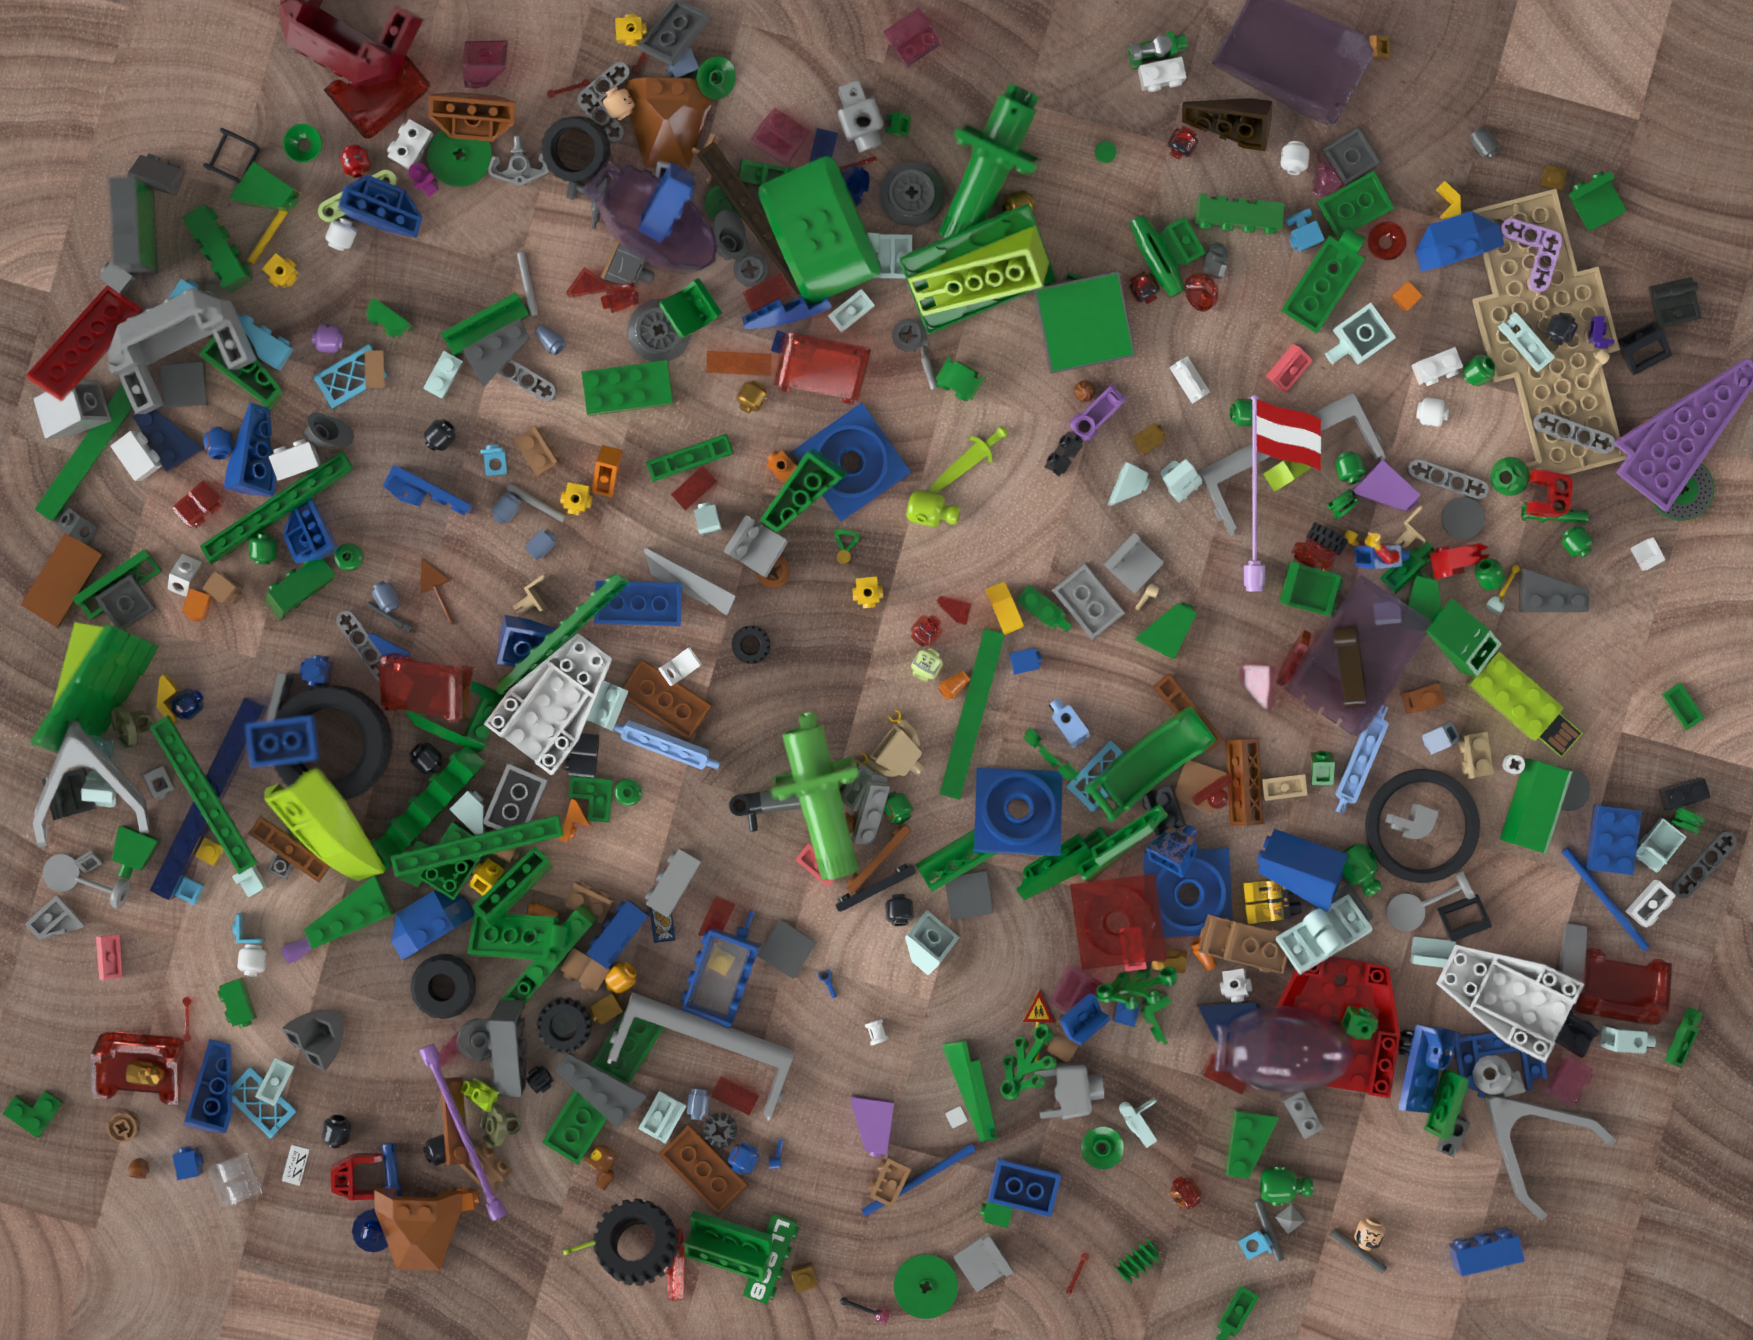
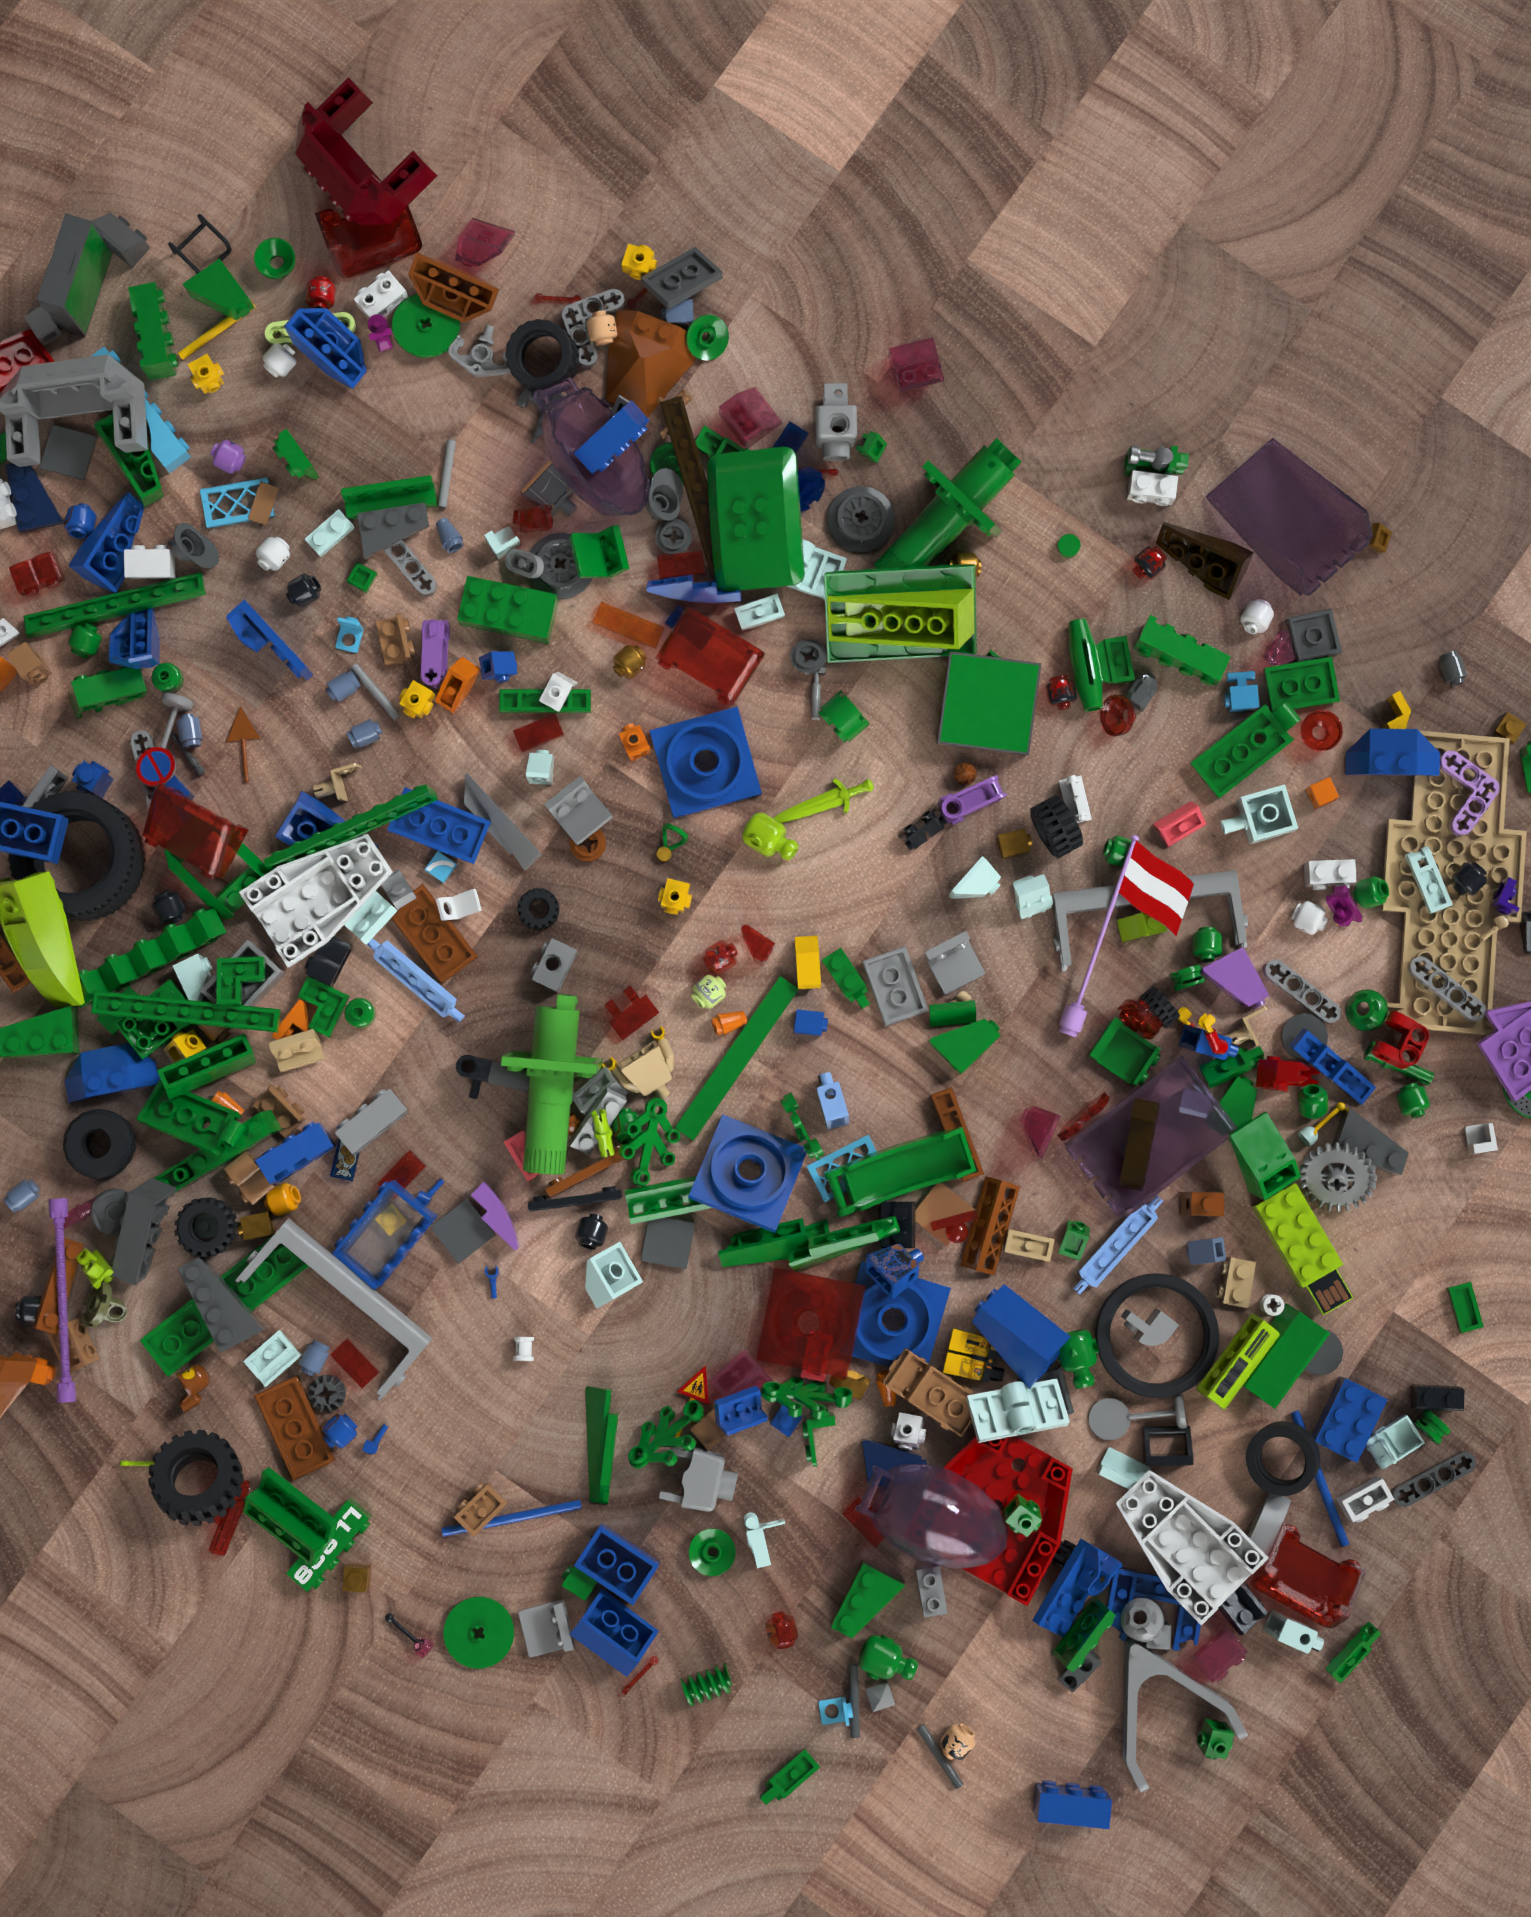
camera: 15 degrees right, 5 degrees down
(369, 637) = (158, 763): none -> piece
(392, 1054) = (22, 1195): none -> sand blue brick
(400, 412) = (272, 553): none -> white head
(486, 404) = (361, 577): none -> green tile
(506, 798) = (232, 973): none -> green plate
(539, 1079) = (161, 1274): black gear -> none
(576, 448) = (434, 651): none -> medium lavender piece
(585, 844) = (297, 1050): none -> tan bracket
(586, 284) = (505, 494): clear red slope -> none
(600, 327) = (502, 541): none -> light aqua panel
(622, 672) = (398, 889): none -> light grey bracket
(631, 343) = (524, 563): none -> light grey plate
(637, 442) = (498, 666): none -> blue brick
(651, 638) = (440, 867): none -> medium azure tile
(698, 445) = (557, 690): none -> white bracket
(790, 679) = (553, 979): none -> light grey brick
(804, 487) = (648, 768): green wedge -> none
(812, 924) = (497, 1214): none -> medium lavender slope
(868, 710) = (634, 1016): none -> clear red plate
(874, 1122) = (486, 1441): medium lavender slope -> none
(879, 822) = (603, 1133): none -> lime pin
(921, 812) = (649, 1139): none -> green plant
(956, 1117) = (573, 1467): white sticker -> none
(1043, 1245) = (614, 1632): none -> blue brick
(1147, 608) = (952, 1013): none -> green tile
(1182, 411) = (1056, 826): none -> black tyre
(1459, 392) = (1343, 907): none -> magenta hips
(1496, 536) = (1332, 1066): none -> blue slope
(1500, 824) = (1238, 1361): none -> lime brick
(1533, 632) = (1337, 1176): none -> light grey gear
(1563, 918) = (1263, 1477): none -> black tyre
(1590, 1153) = (1215, 1739): none -> green brick

